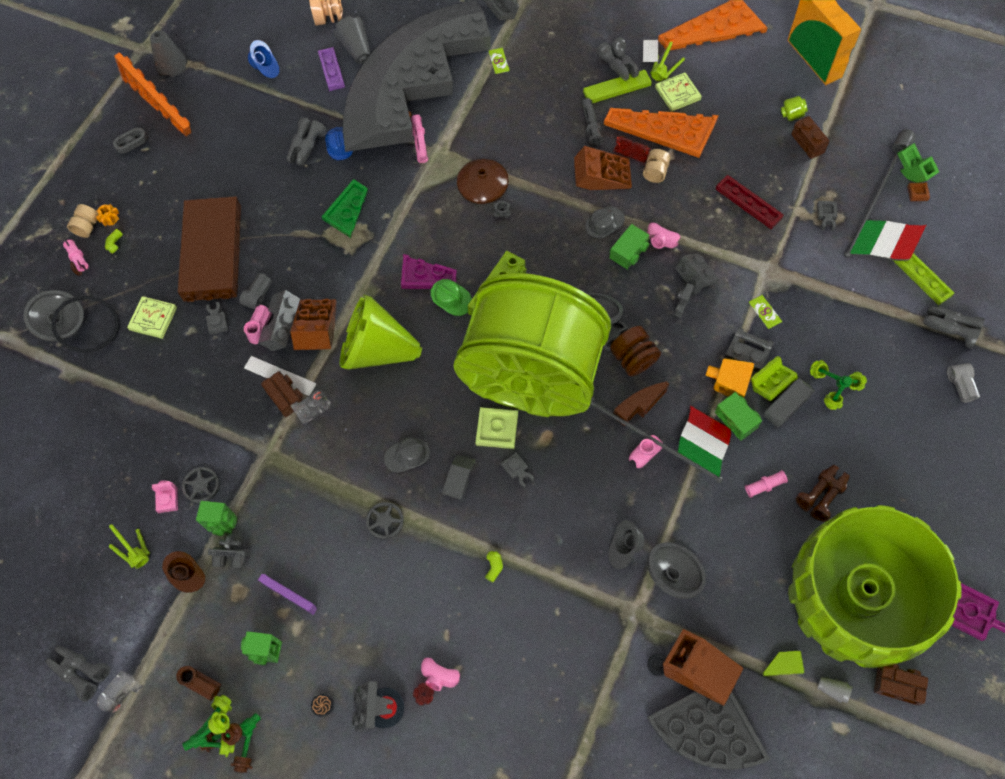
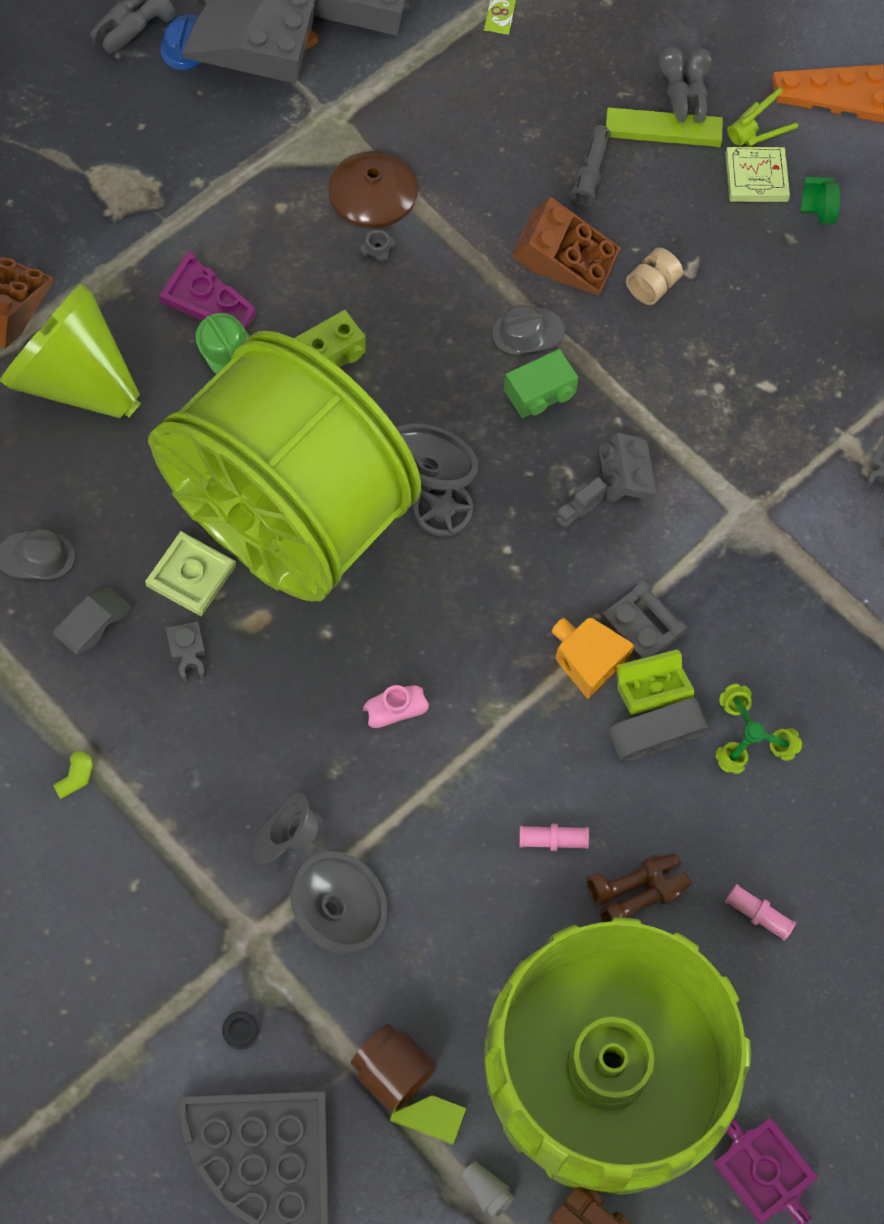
camera: 15 degrees right, 0 degrees up
(346, 208) = (141, 146): green wing -> none
(418, 133) = (312, 74): bright pink pin -> none
(630, 149) = (630, 234): clear red hinge -> none
(635, 350) = (458, 546): reddish brown wheel -> none
(641, 401) = (427, 629): reddish brown slope -> none
(650, 50) = (749, 91): white sticker -> none
(662, 237) = (602, 391): bright pink piece -> none
(668, 129) = (705, 225): orange wing -> none
(700, 444) = (483, 731): flag -> none
(702, 667) = (296, 1060): dark orange slope -> none
(716, 93) = (821, 197): none -> green piece
(738, 416) = (566, 715): bright green brick -> none
(749, 202) = (773, 394): dark red plate -> none
(753, 646) = (393, 1067): none -> reddish brown piece
(765, 311) = (704, 576): lime sticker -> none
(892, 475) = (760, 912): none -> bright pink pin

